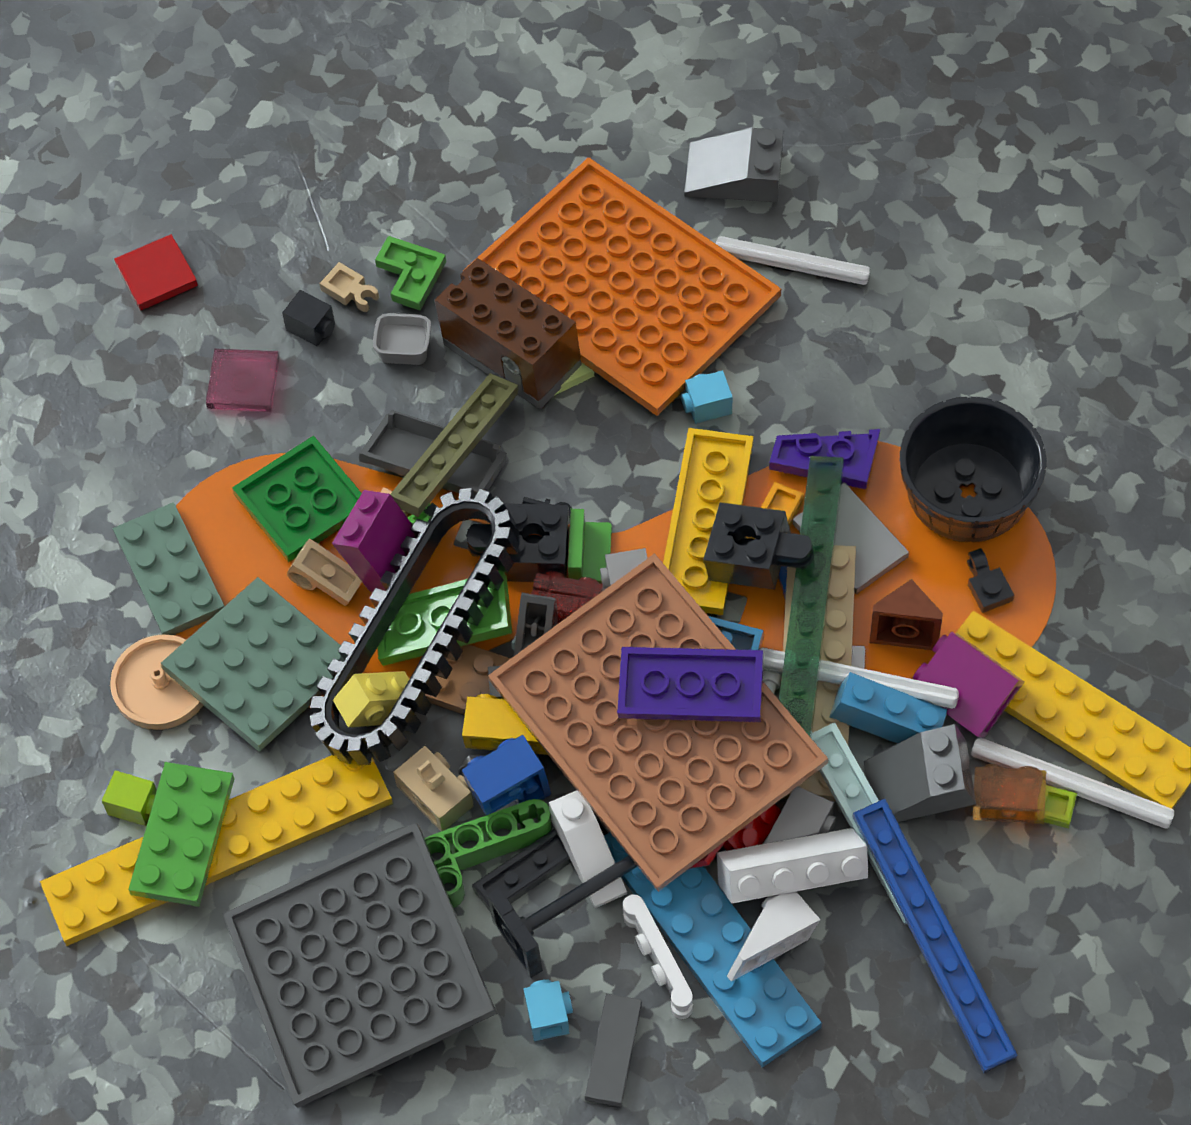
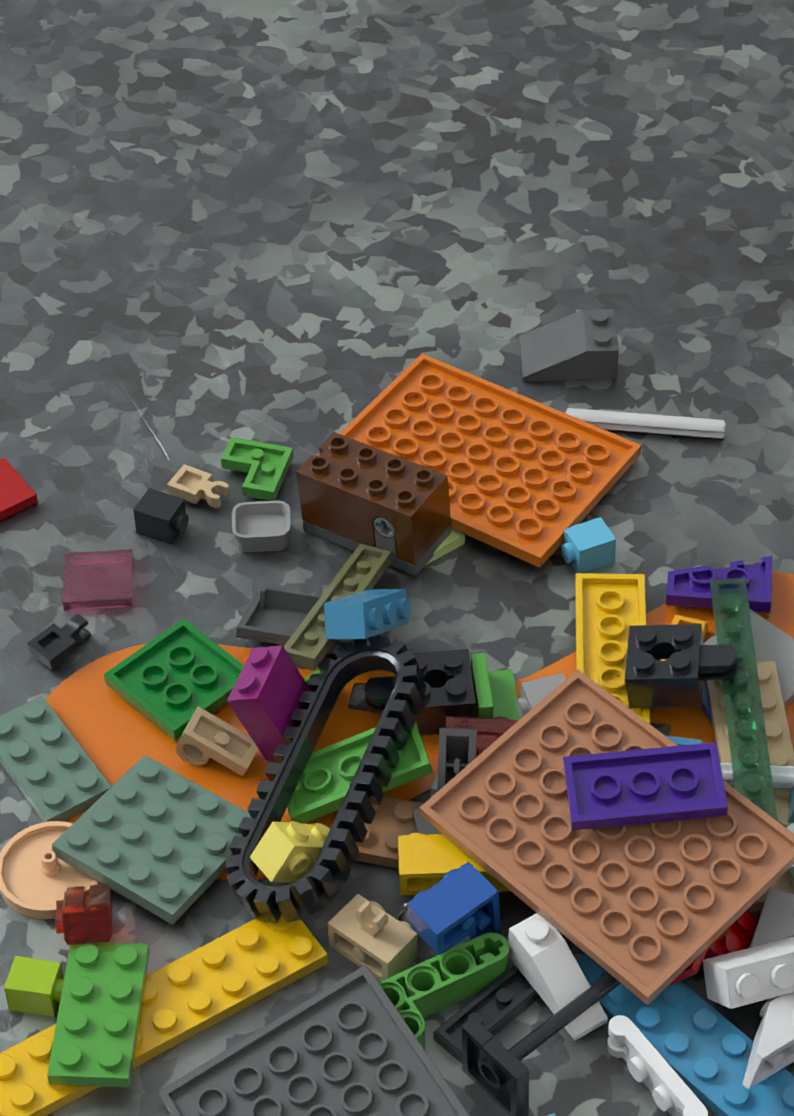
camera: 10 degrees left, 15 degrees down
(181, 737) = (85, 914): none -> clear red brick
(195, 448) = (58, 643): none -> black plate
(476, 461) = (366, 613): none -> dark azure brick

